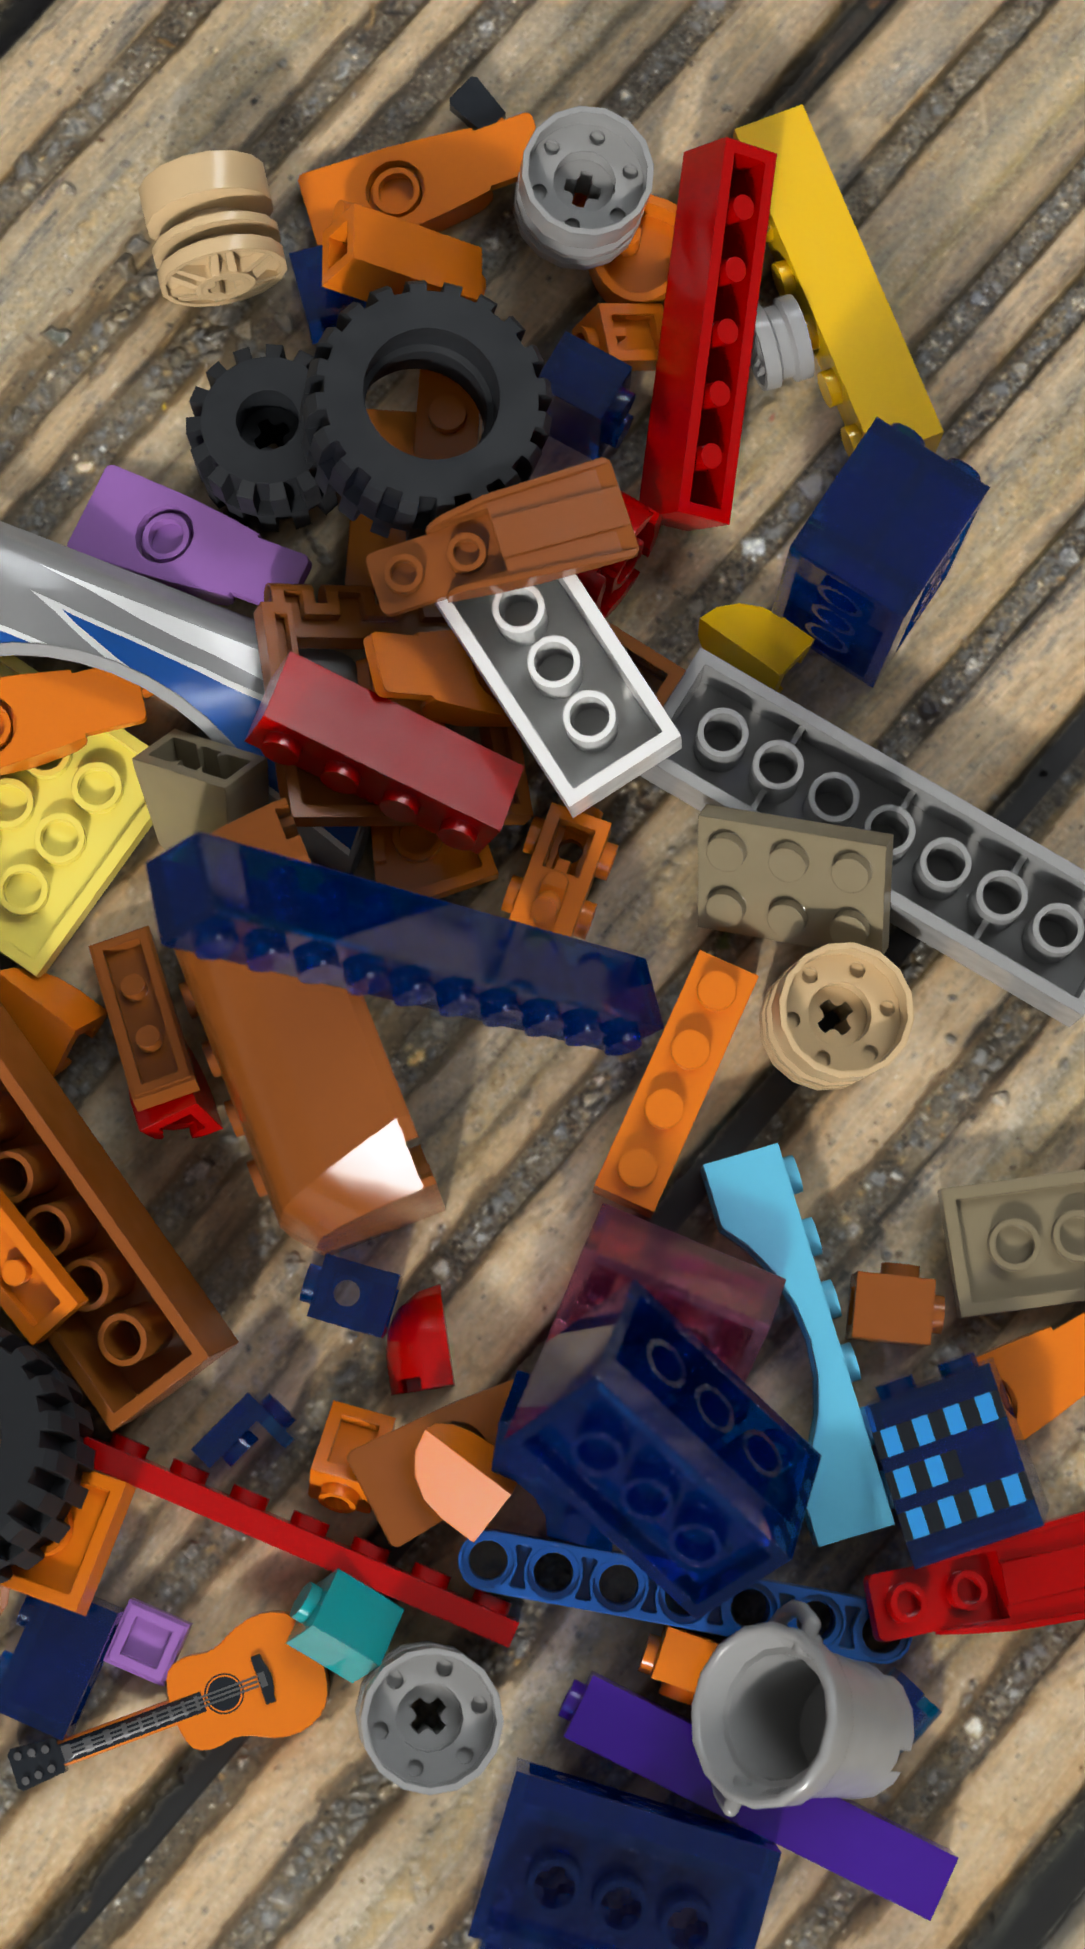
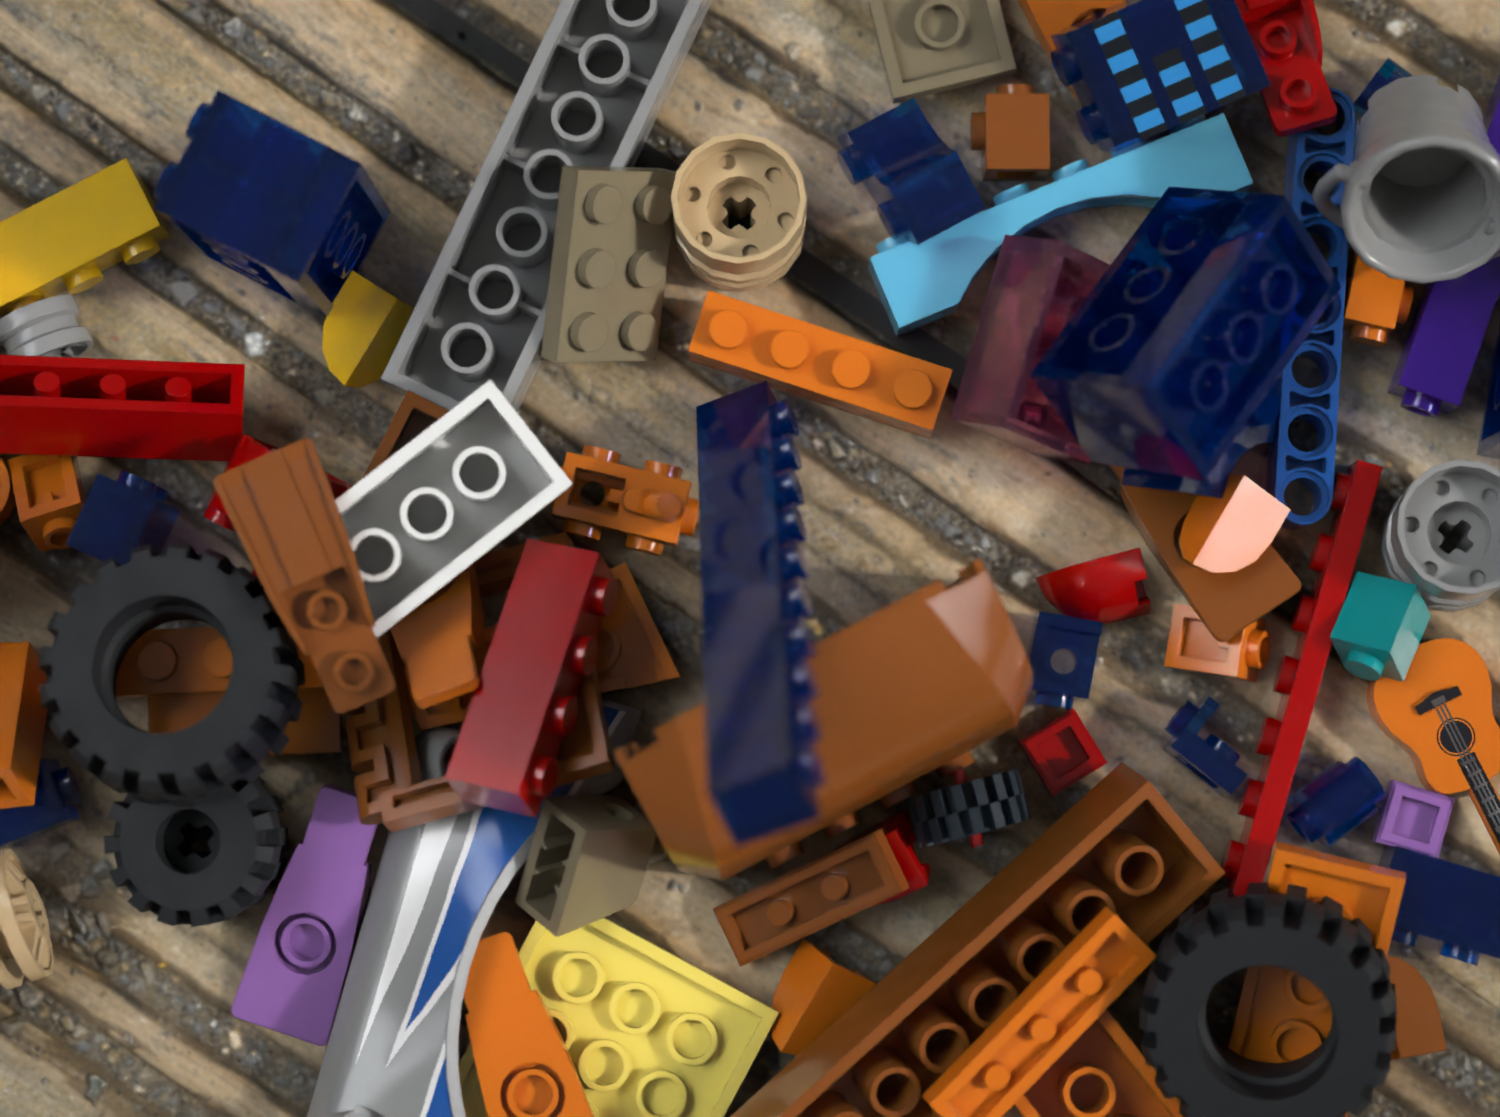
camera: 90 degrees left, 5 degrees up
(173, 1560) = (1335, 802): none -> clear blue brick
(211, 1181) = (968, 808): none -> black wheel
(260, 1289) = (1062, 752): none -> red tile
(860, 1194) = (908, 173): none -> clear blue brick

